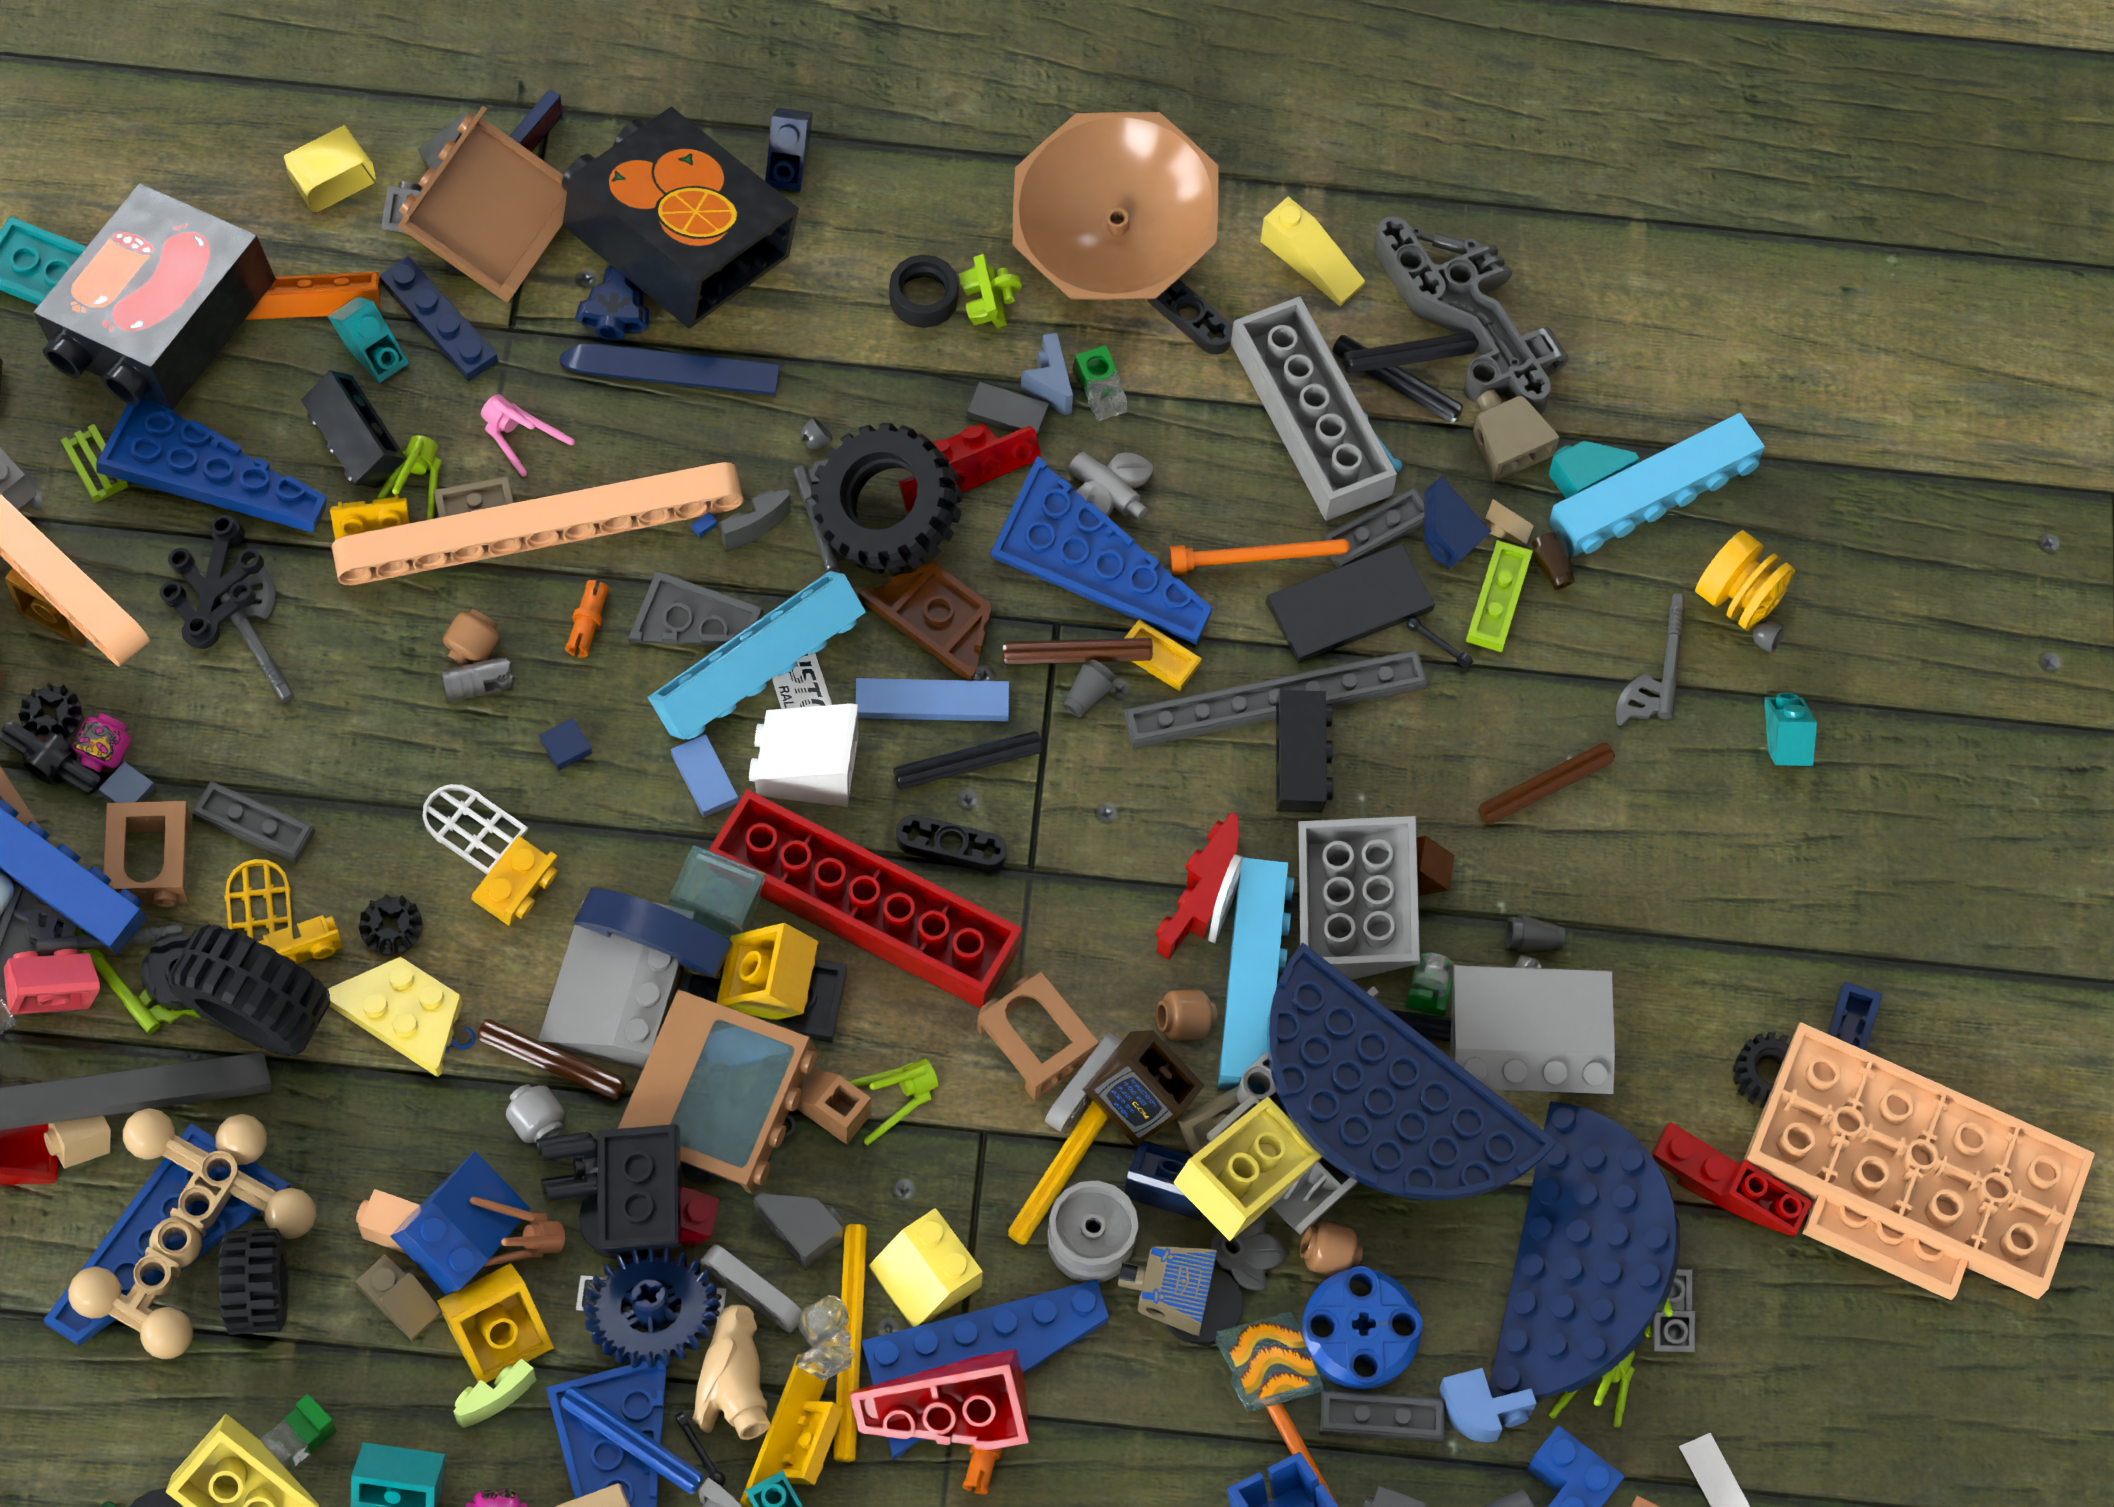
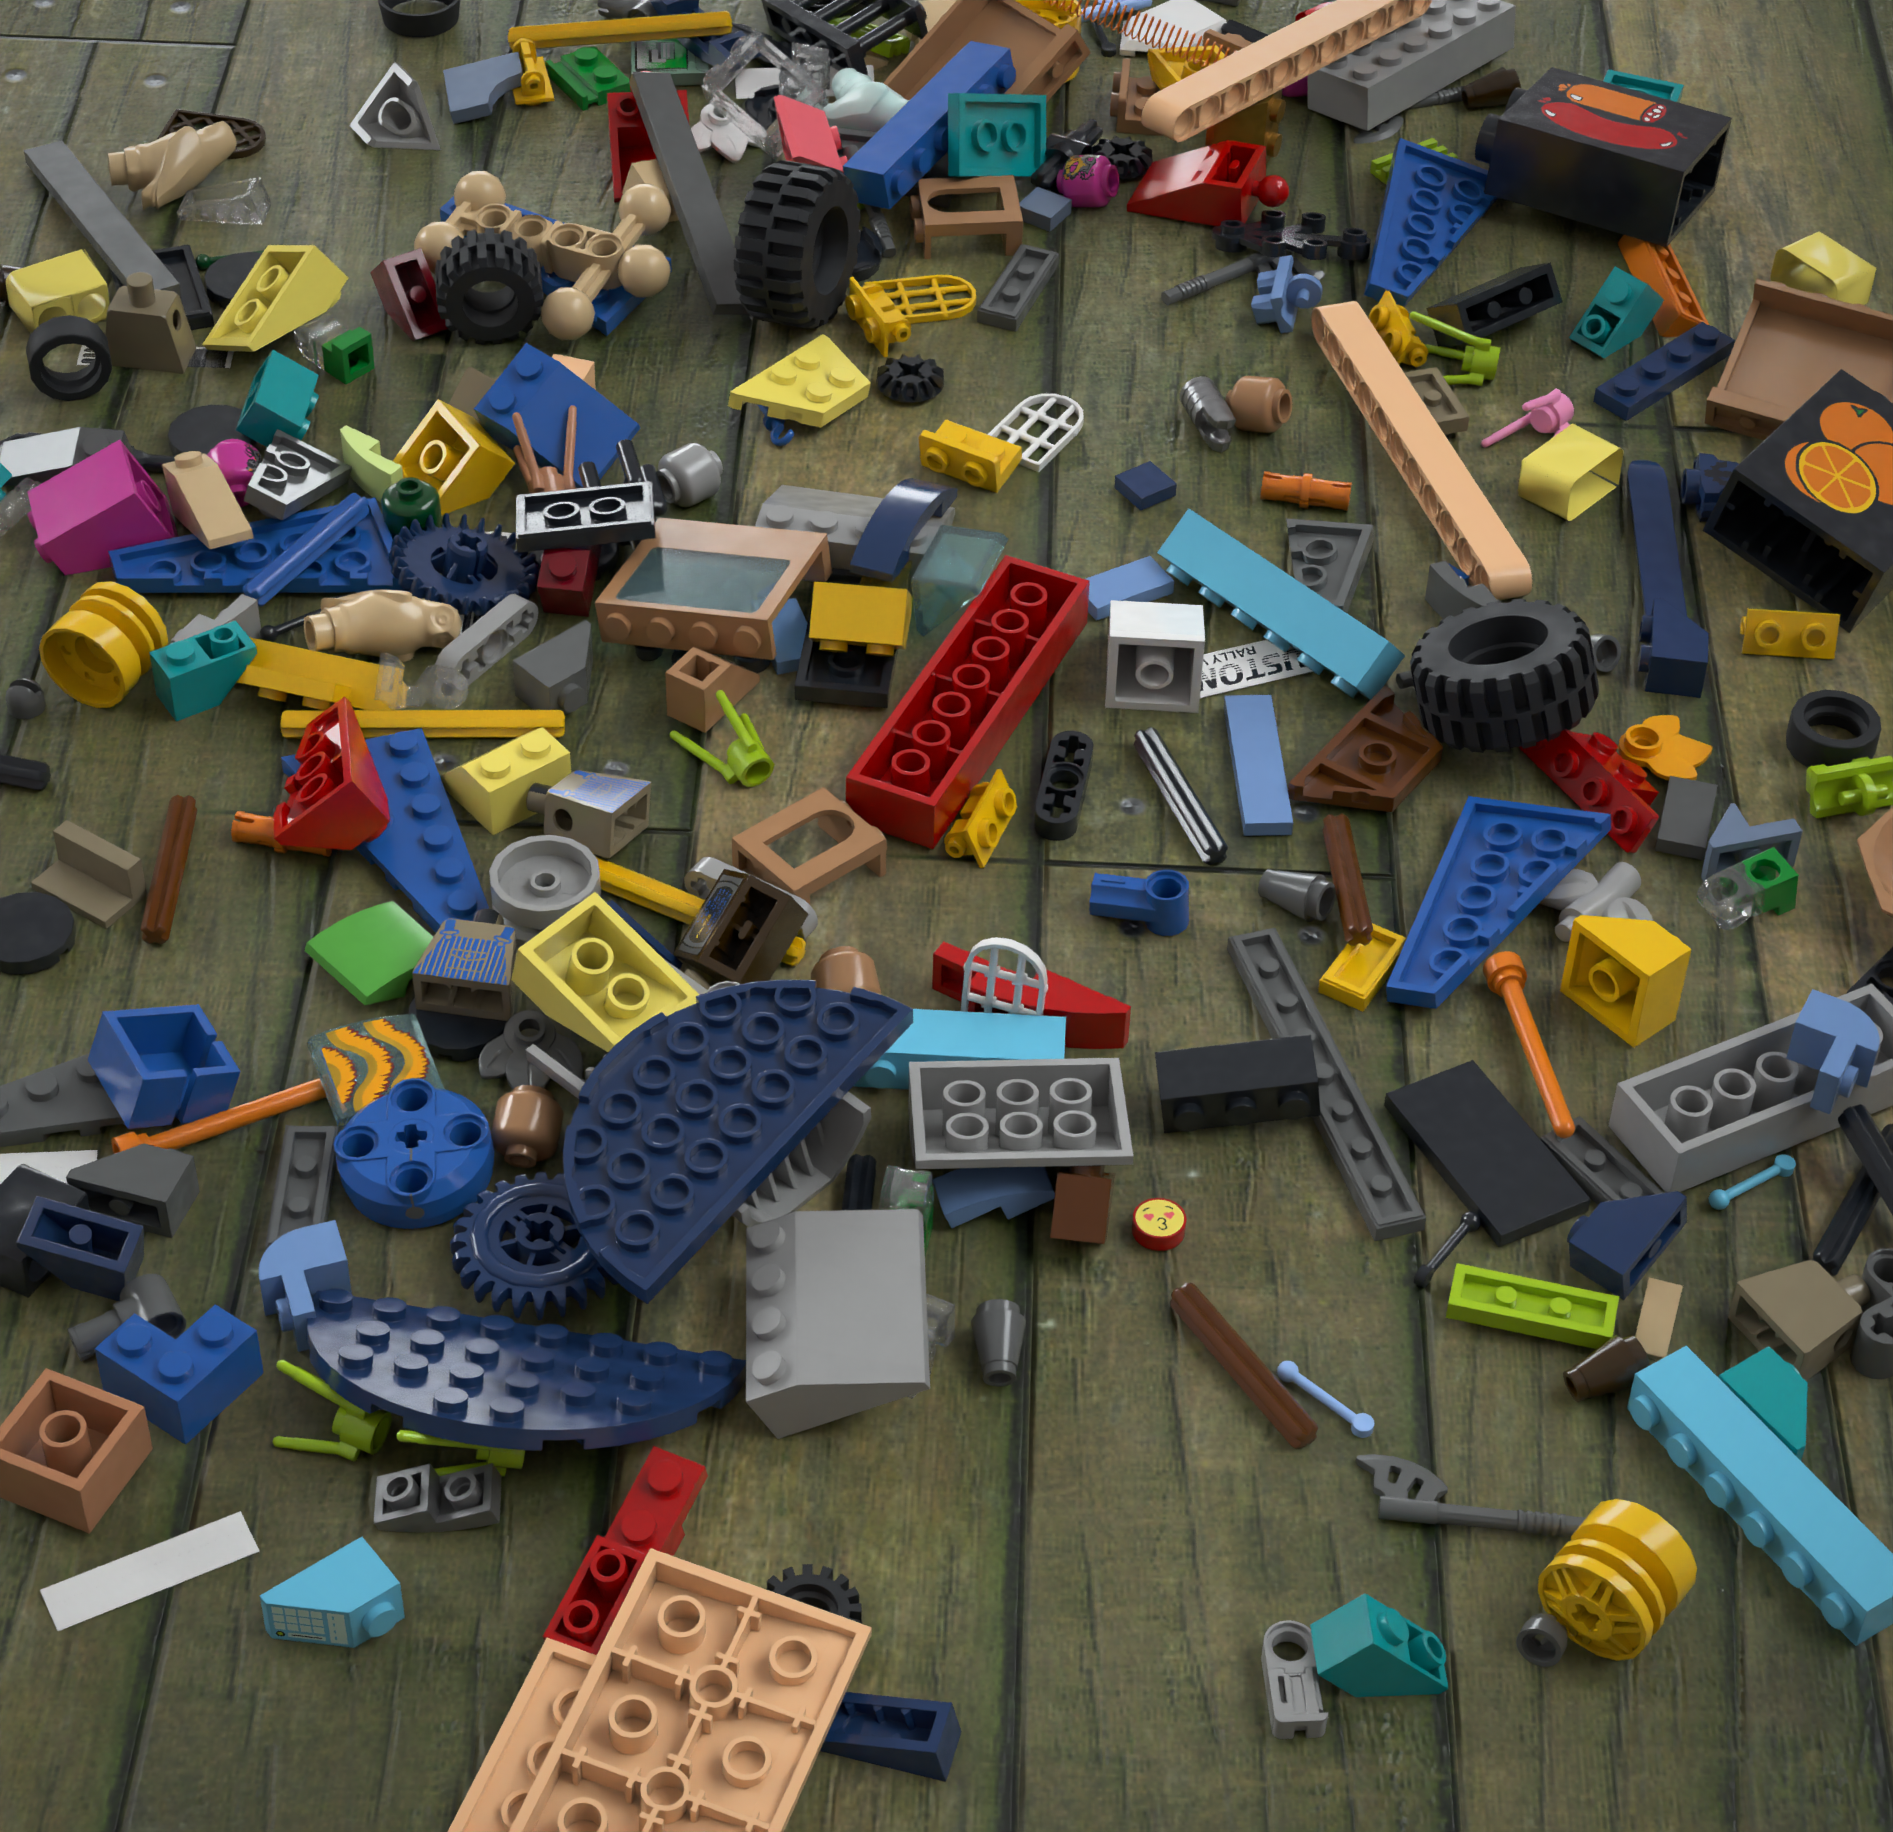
camera: 90 degrees right, 20 degrees down
(59, 808) = (996, 134): none -> teal plate
(122, 687) = (1209, 185): none -> red slope
(221, 1366) = (409, 294): none -> dark red slope
(321, 604) = (1283, 294): none -> medium blue hips
(517, 1459) = (293, 477): none -> dark grey wing
(551, 1059) = (766, 481): reddish brown axle -> none
(573, 1352) = (409, 501): none -> dark green head
(590, 412) = (1560, 474): none -> light yellow piece
(802, 282) = (1790, 633): none -> yellow hinge
(823, 381) = (1674, 652): none -> dark blue slope
(931, 407) = (1662, 748): none -> light orange plate
(988, 1196) = (593, 809): none -> dark tan torso
(1011, 909) = (982, 820): none -> yellow hinge
(1095, 799) = (1158, 900): none -> blue piece
(1132, 1367) = (372, 952): none -> bright green slope
(1212, 474) = (1625, 974): none -> yellow slope
(1315, 348) = (1838, 1043): none -> medium blue brick
(1425, 818) = (1159, 1224): none -> tile
(1428, 1262) = (539, 1260): none -> dark blue gear
(1591, 719) = (1361, 1424): none -> light blue hinge
(1766, 1368) = (336, 1600): none -> medium azure slope
(1807, 785) = (1292, 1685): none -> light grey piece

